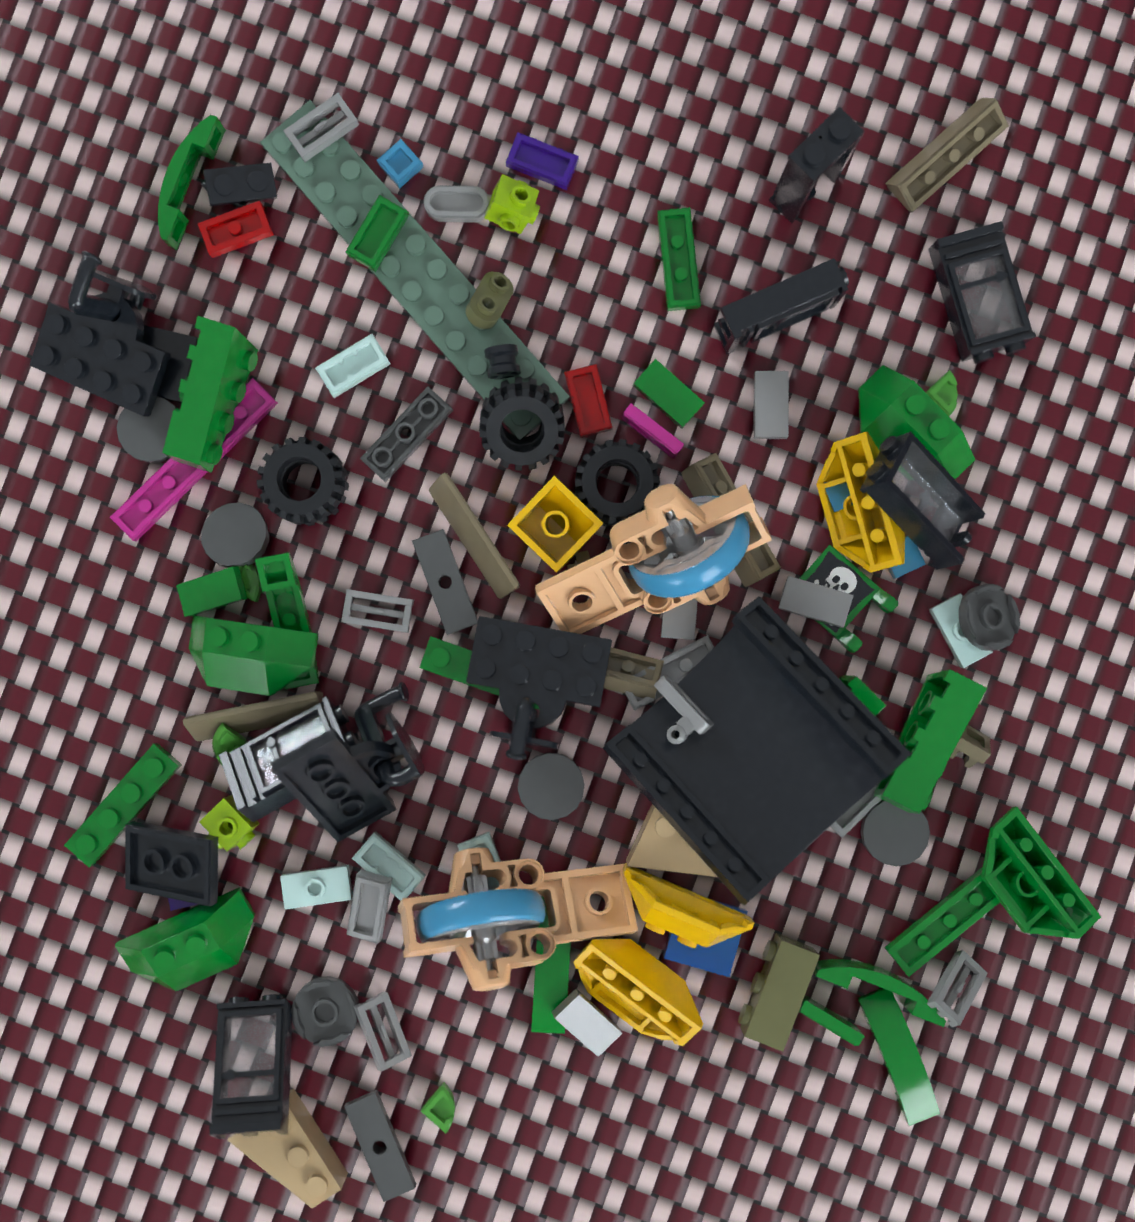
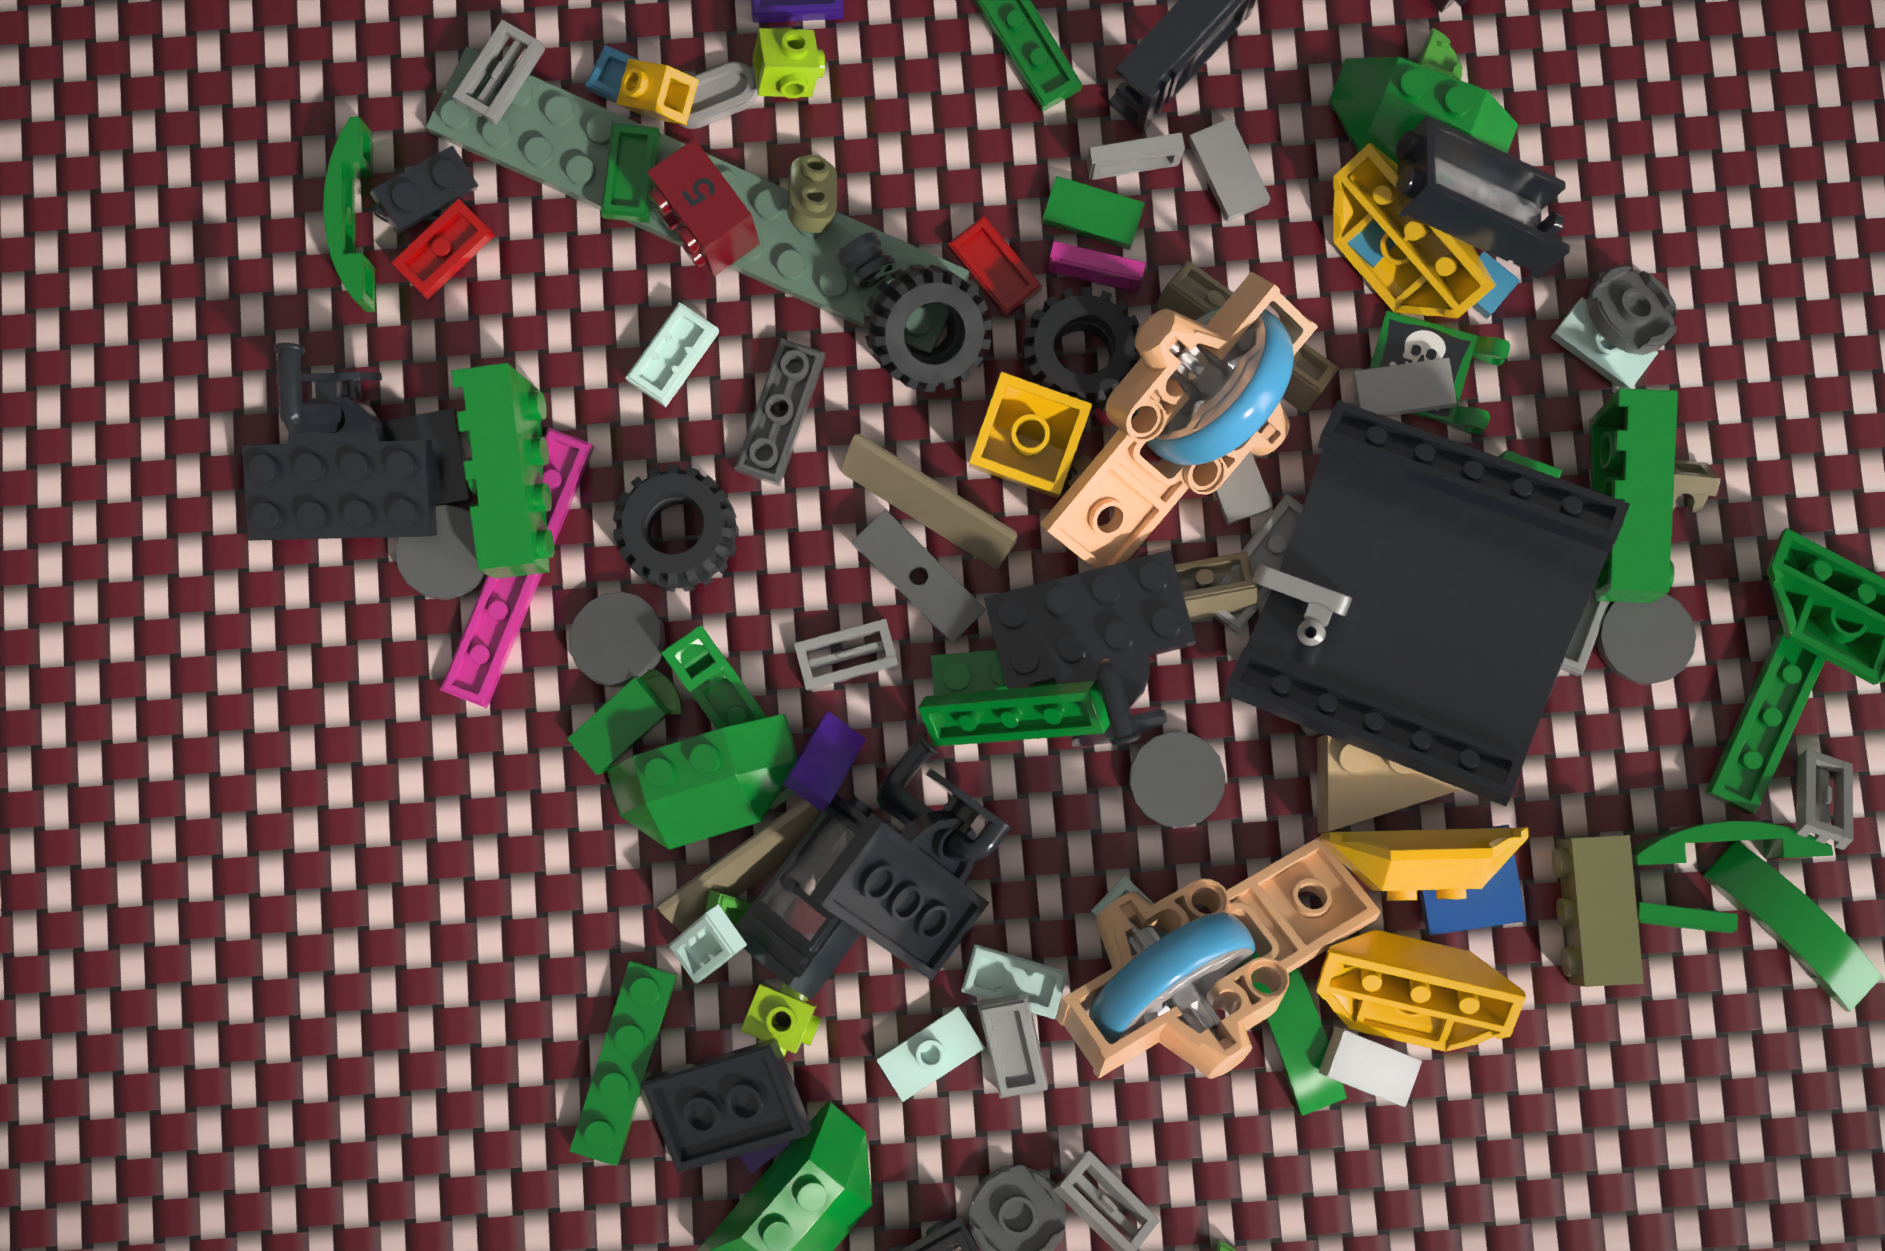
camera: 25 degrees left, 5 degrees down
(203, 757) = (707, 944): none -> light aqua plate
(329, 674) = (824, 761): none -> dark purple tile
(409, 280) = (704, 208): none -> dark red brick
(418, 186) = (657, 91): none -> yellow brick
(460, 701) = (1015, 714): none -> green plate
(712, 369) = (1135, 156): none -> light grey tile

